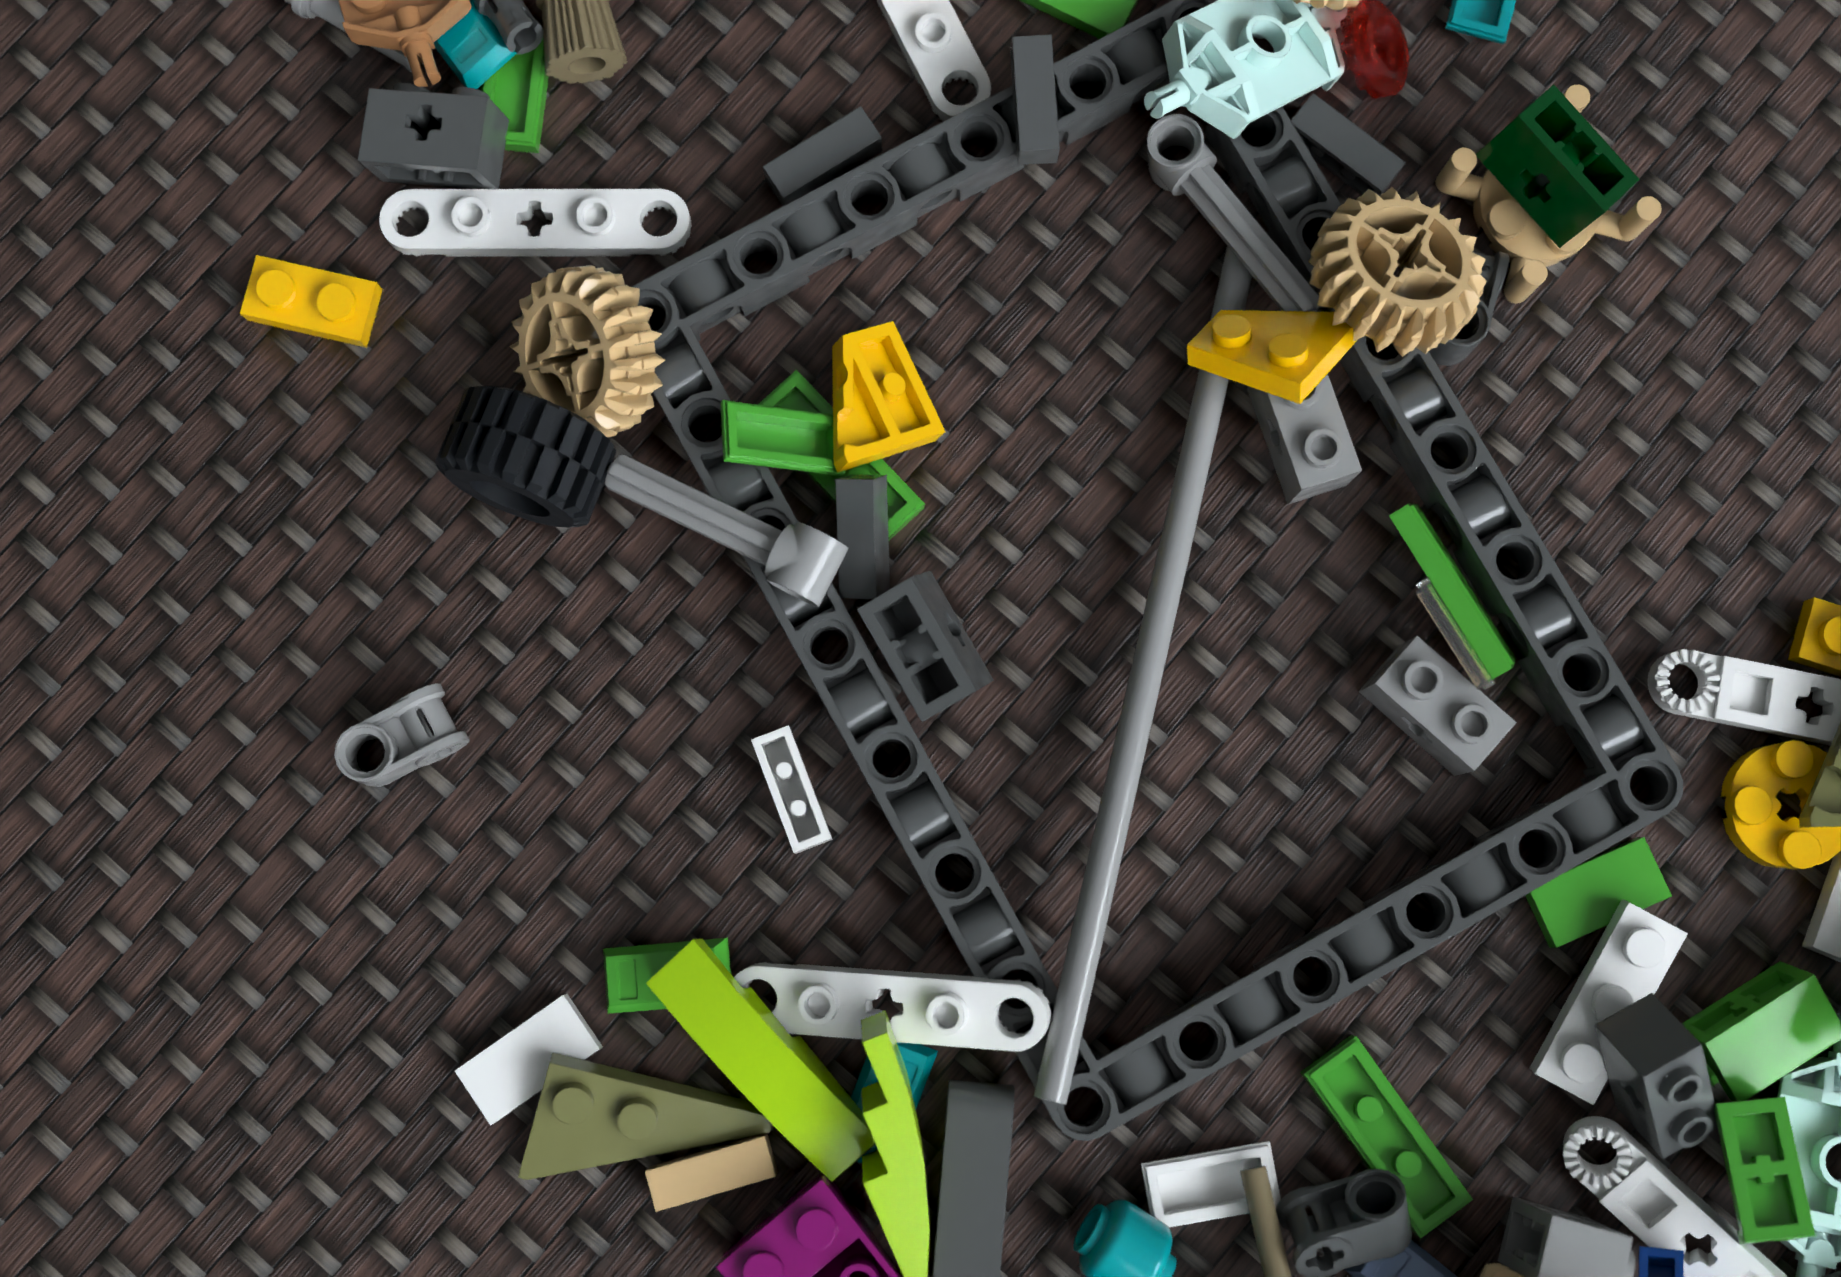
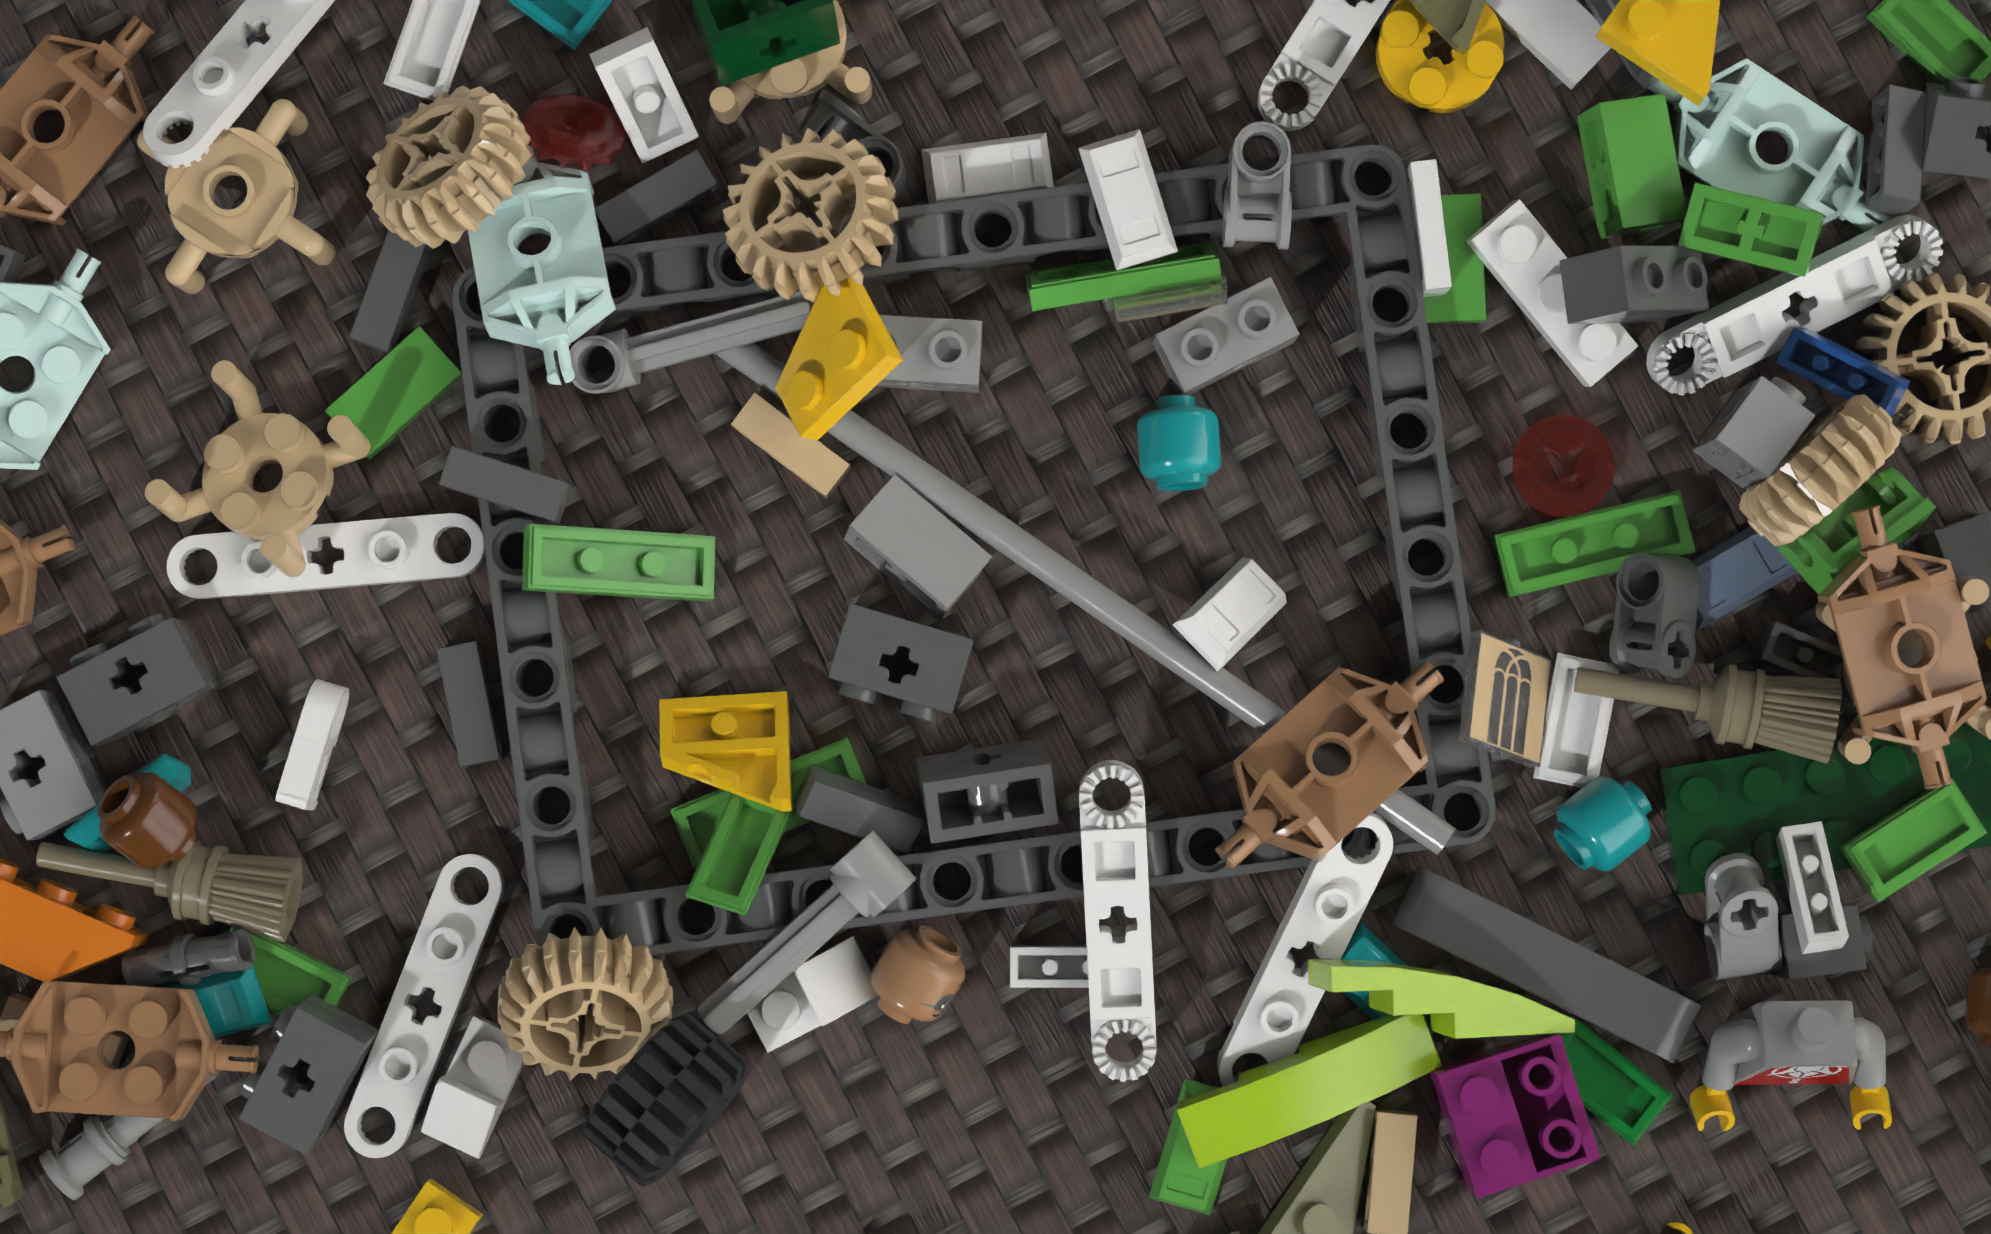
camera: 65 degrees left, 5 degrees up
(472, 294) = (474, 1089): none -> white slope
(676, 563) = (814, 995): none -> white slope
(730, 650) = (918, 974): none -> medium nougat head
(732, 34) = (313, 745): none -> white piece
(894, 795) = (1117, 876): none -> white piece
(1003, 233) = (618, 562): none -> bright green tile
(1026, 488) = (872, 634): none -> dark grey brick
(1028, 956) = (1312, 812): none -> medium nougat plate
(1125, 498) = (917, 547): none -> light grey hinge
(1168, 353) = (781, 440): none -> tan piece
(1183, 811) = (1231, 612): none -> white tile
(1206, 1106) = (1505, 699): none -> piece
(1319, 701) = (1178, 444): none -> teal head
(1435, 96) = (644, 95): none -> white slope
(1475, 1063) = (1593, 466): none -> clear red gear
(1501, 430) = (987, 168): none -> white tile
(1530, 562) = (1128, 199): none -> white tile
(1590, 678) = (1258, 192): none -> light grey piece
(1625, 856) = (1429, 227): none -> white tile

